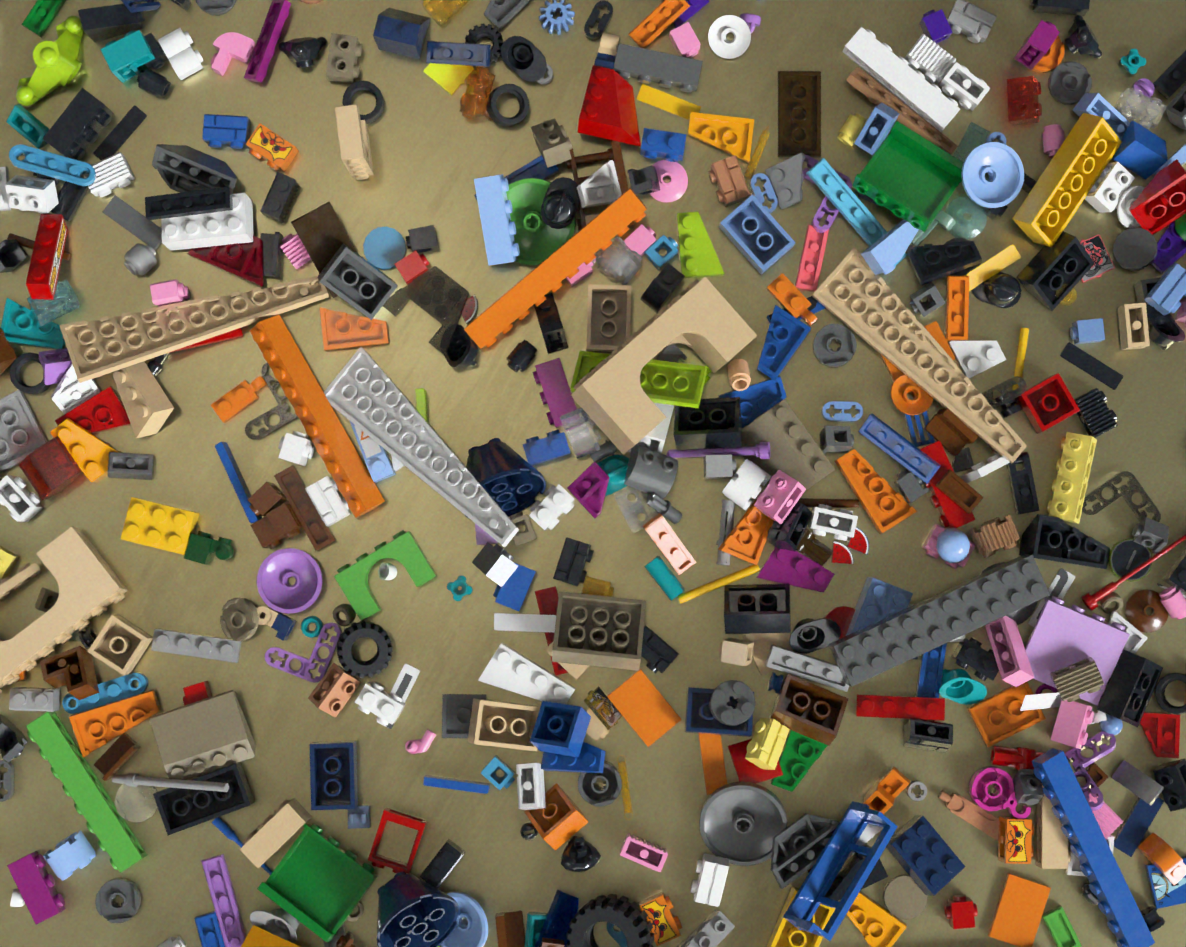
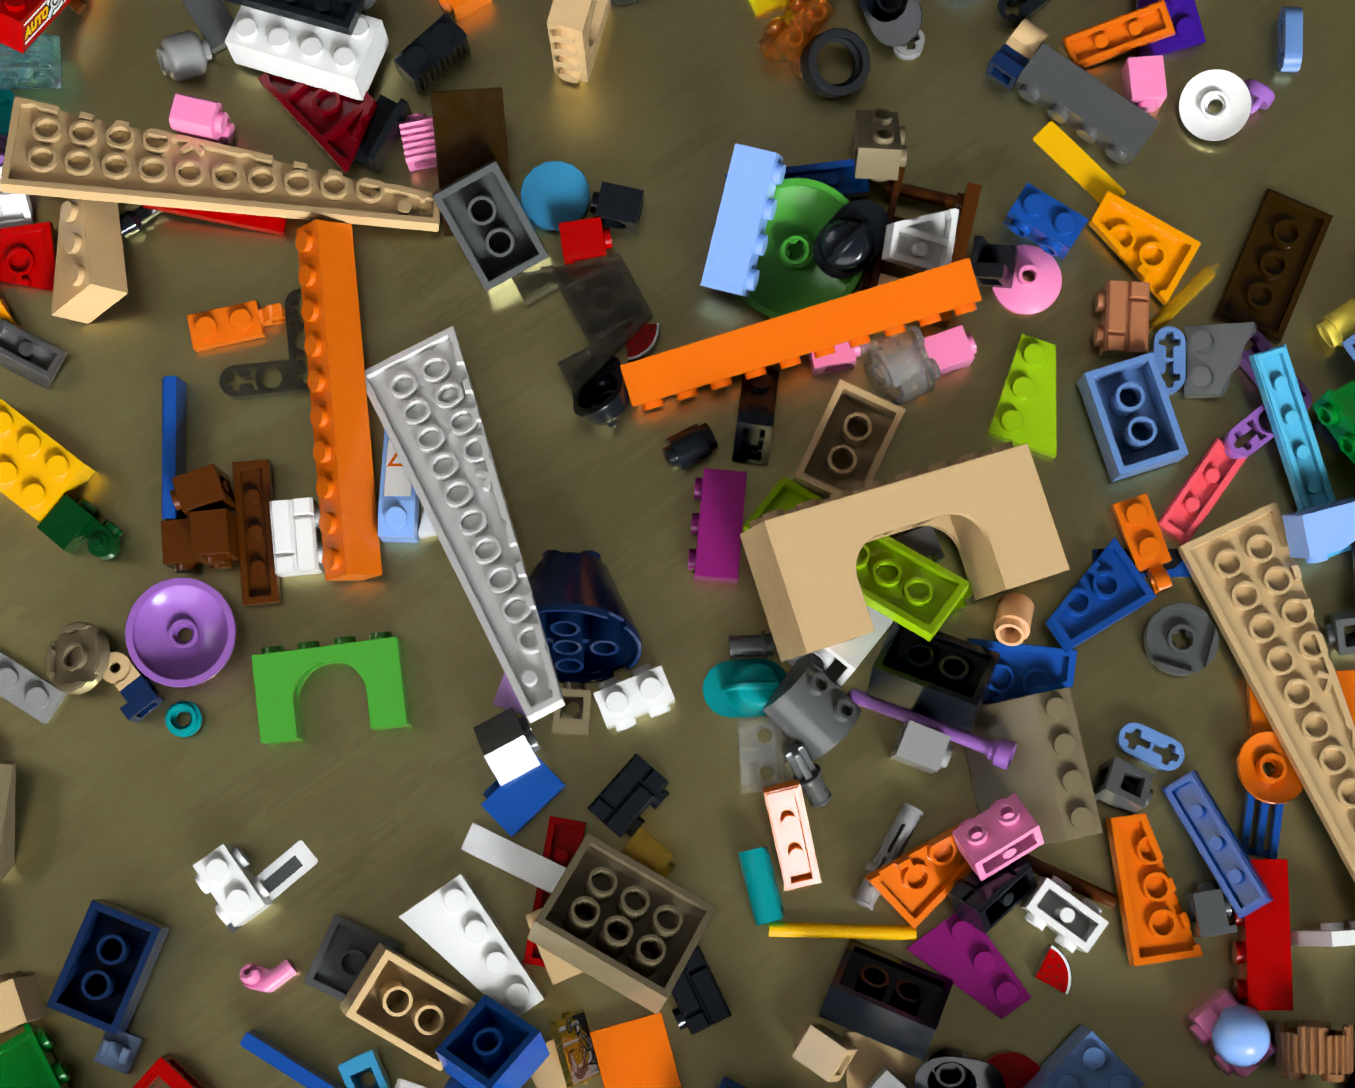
camera: 20 degrees right, 5 degrees down
(296, 448) = (283, 434): white brick -> none
(307, 664) = (149, 772): medium lavender beam -> none
(335, 690) = (171, 833): nougat brick -> none
(348, 611) = (249, 722): dark tan piece -> none
(351, 331) = (447, 296): orange wing -> none
(369, 667) = (238, 820): black tyre -> none
(387, 571) = (337, 685): white hinge -> none
(421, 403) = (506, 450): lime tile -> none
(453, 587) = (428, 753): teal plate -> none
(547, 448) = (666, 603): blue brick -> none
(580, 432) = (729, 601): clear brick -> none
(591, 489) = (707, 695): magenta wing -> none
(609, 108) = (986, 131): red wedge -> none
(653, 255) = (981, 369): dark azure brick -> none
(662, 287) = (951, 434): black brick -> none
(746, 484) = (952, 794): white brick -> none
(814, 548) = (1016, 942): dark brown piece -> none
(859, 542) = (1091, 965): red tile -> none
(950, 431) = (1309, 851): reddish brown panel -> none
(959, 491) = (1286, 954): reddish brown tile -> none
(962, 461) = (1309, 907): dark grey tile -> none

